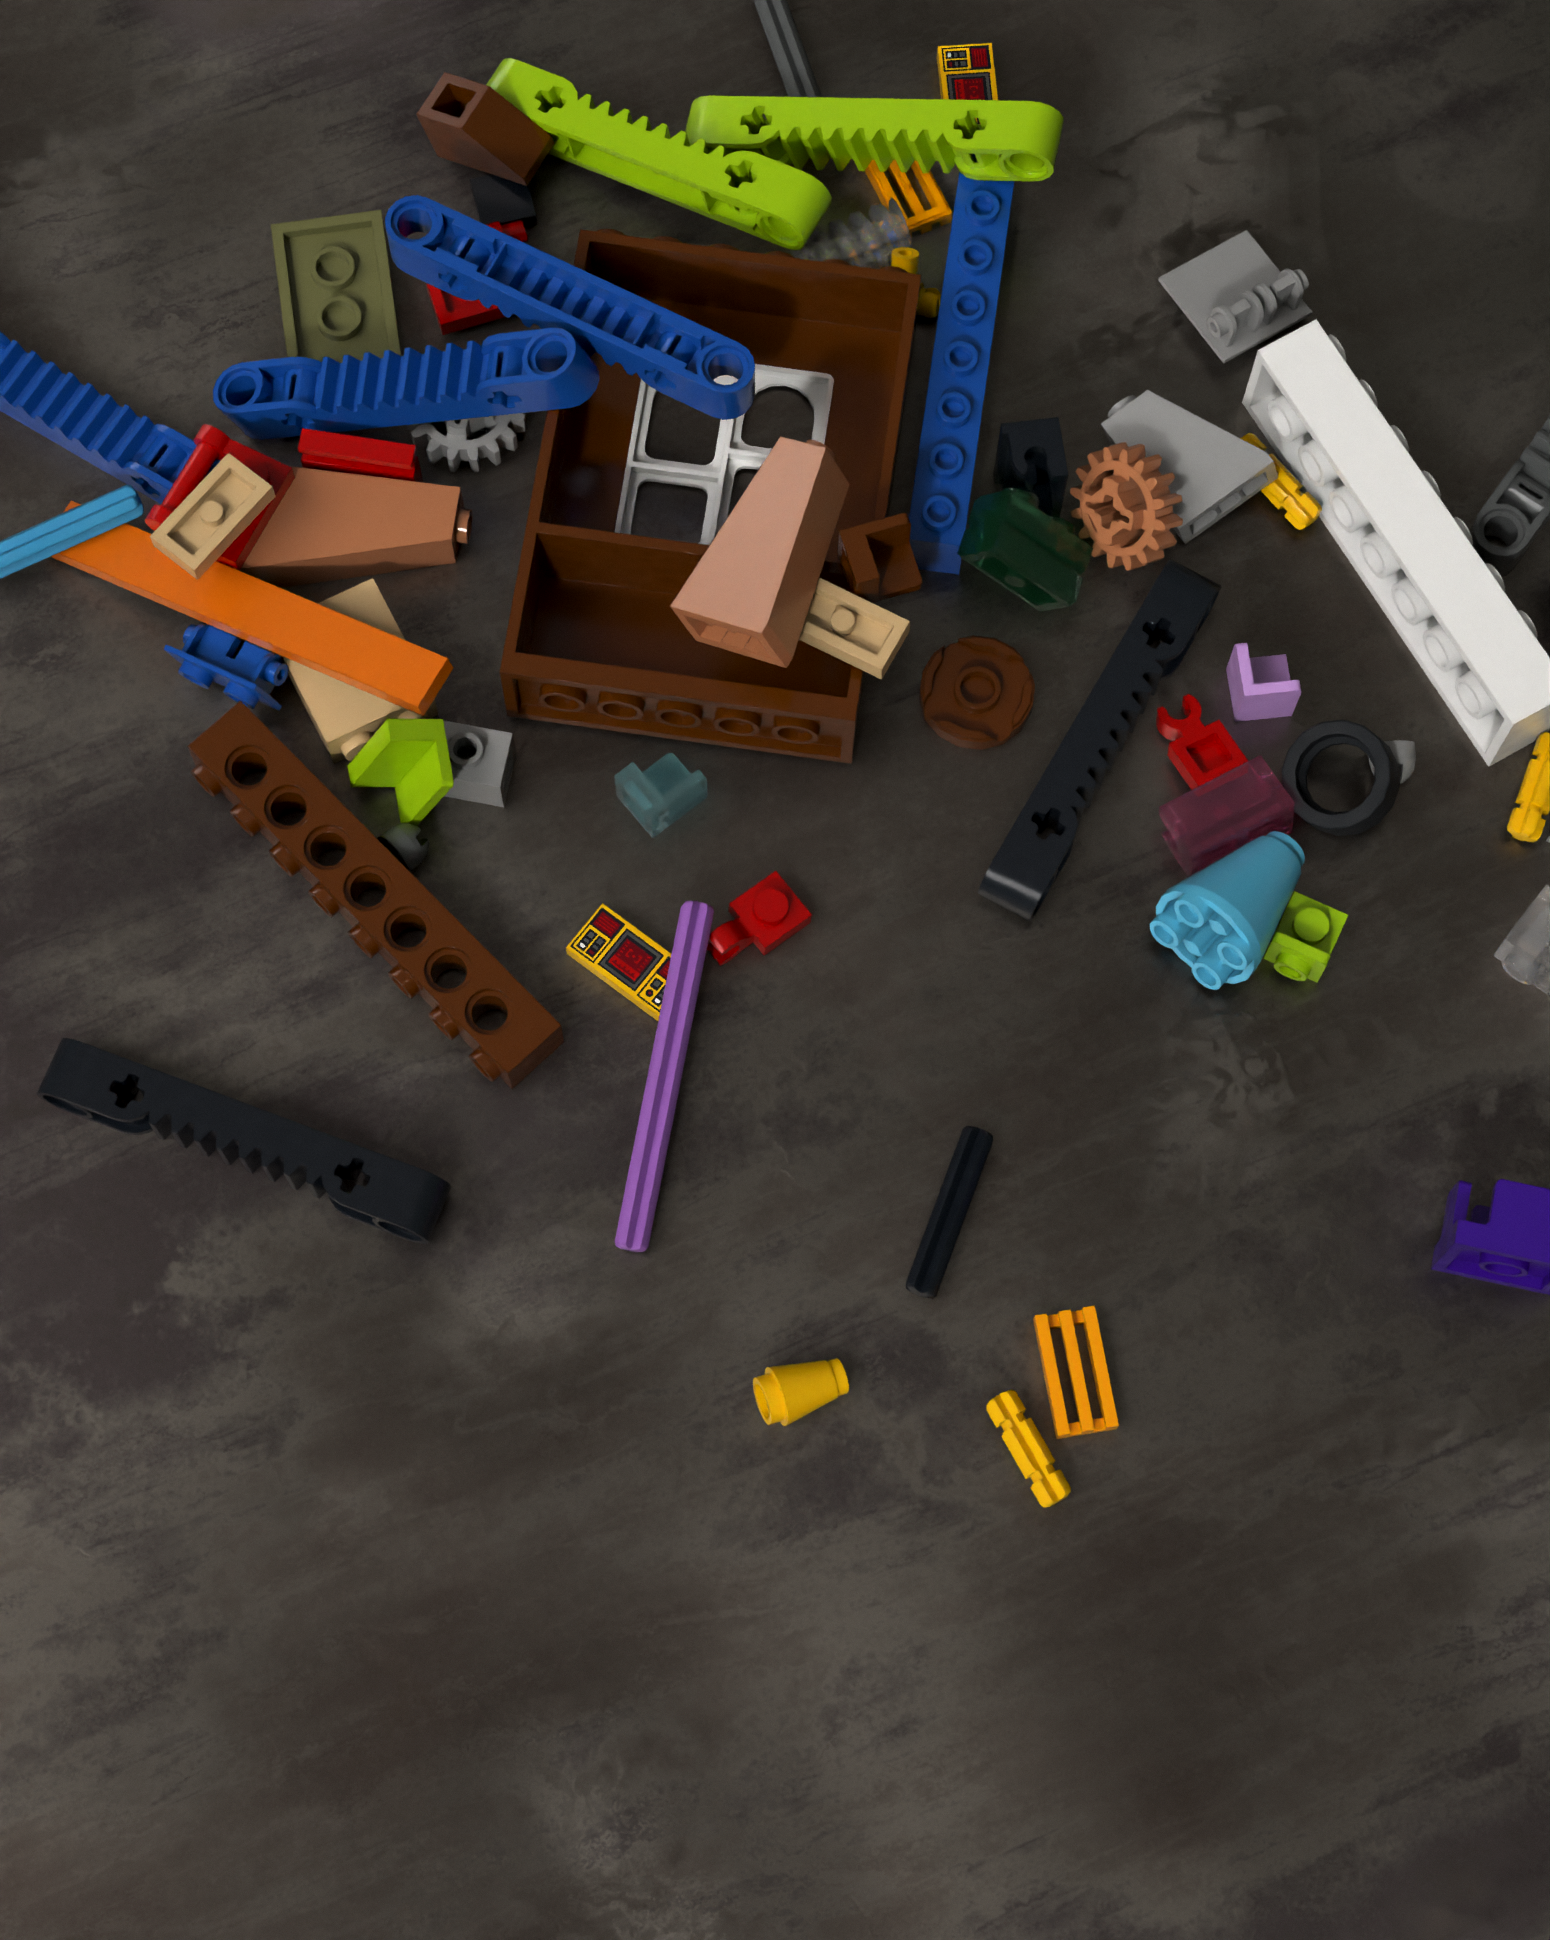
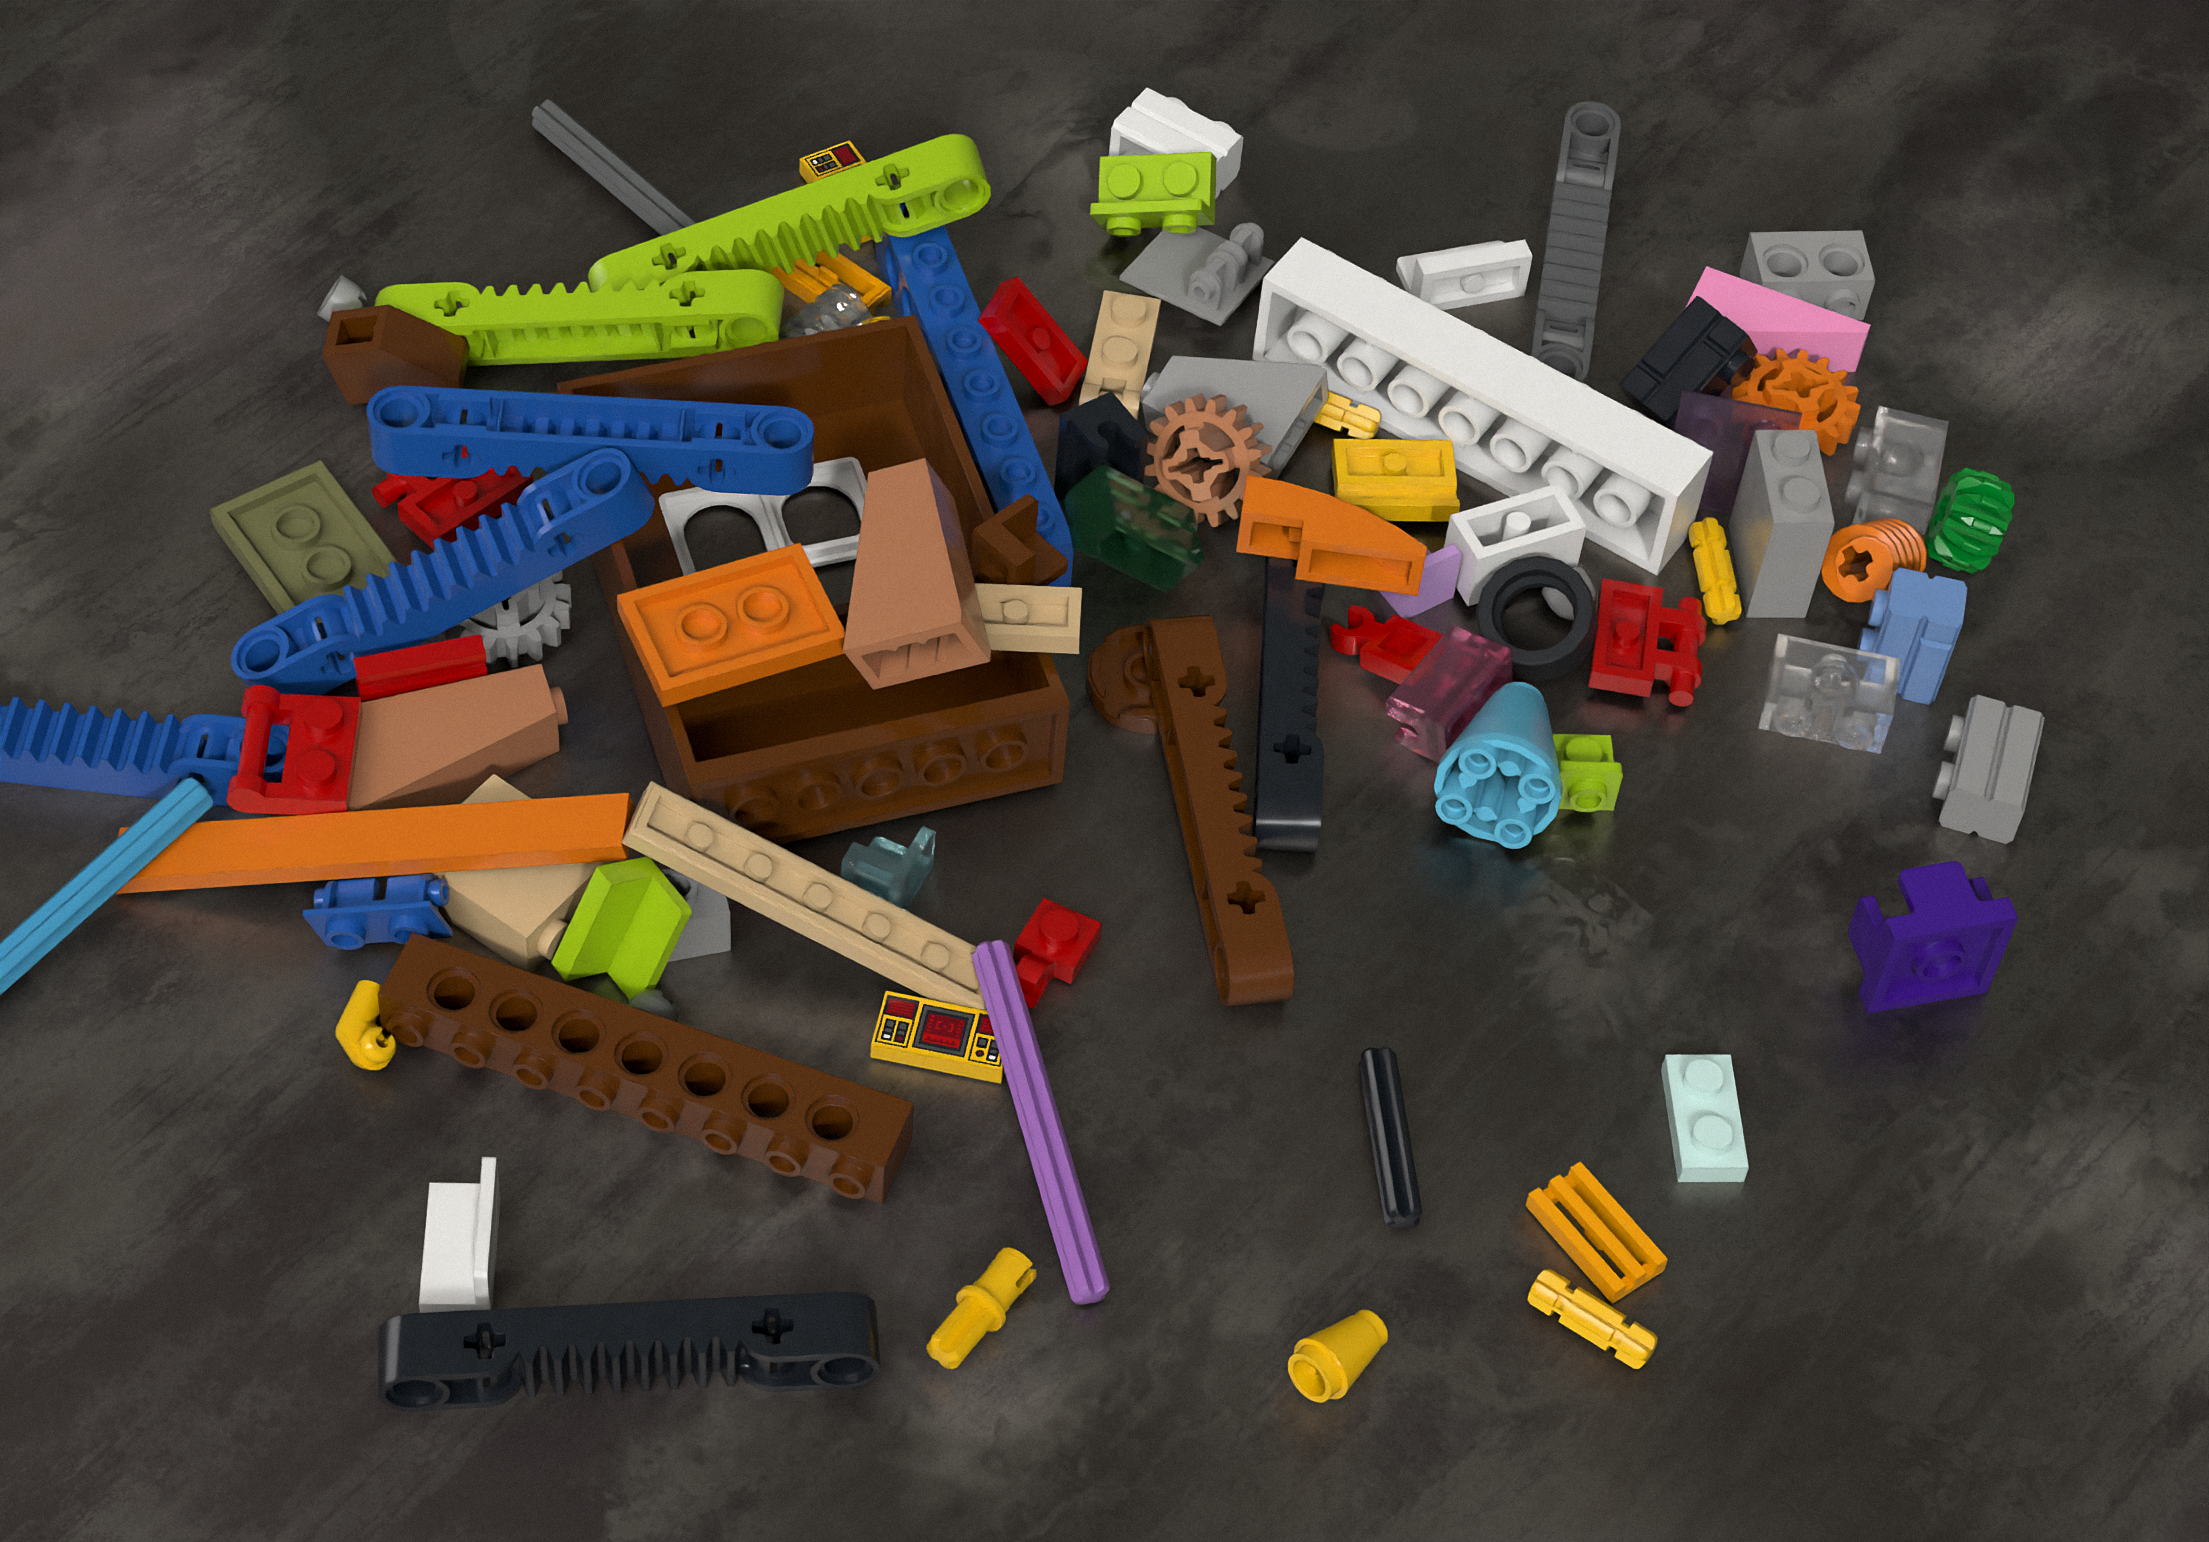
camera: 30 degrees left, 20 degrees down
(163, 989) = (461, 1243): none -> white panel
(173, 765) = (359, 1032): none -> yellow arm
(212, 516) = (308, 756): tan plate -> none
(477, 55) = (342, 296): none -> light grey hinge
(535, 1221) = (981, 1307): none -> yellow axle
(559, 802) = (804, 897): none -> tan tile
(600, 535) = (731, 624): none -> orange plate
(918, 994) = (1234, 900): none -> reddish brown gear
(1039, 322) = (1033, 341): none -> red plate
(1119, 358) = (1122, 348): none -> tan plate
(1179, 633) = (1328, 538): none -> orange slope
(1227, 1308) = (1704, 1118): none -> light aqua plate
(1232, 202) = (1156, 191): none -> lime bracket
(1282, 159) = (1168, 126): none -> white brick
(1296, 582) = (1397, 477): none -> yellow plate
(1362, 689) = (1514, 529): none -> white brick
(1417, 825) = (1627, 639): none -> red plate
(1480, 389) = (1467, 274): none -> white panel

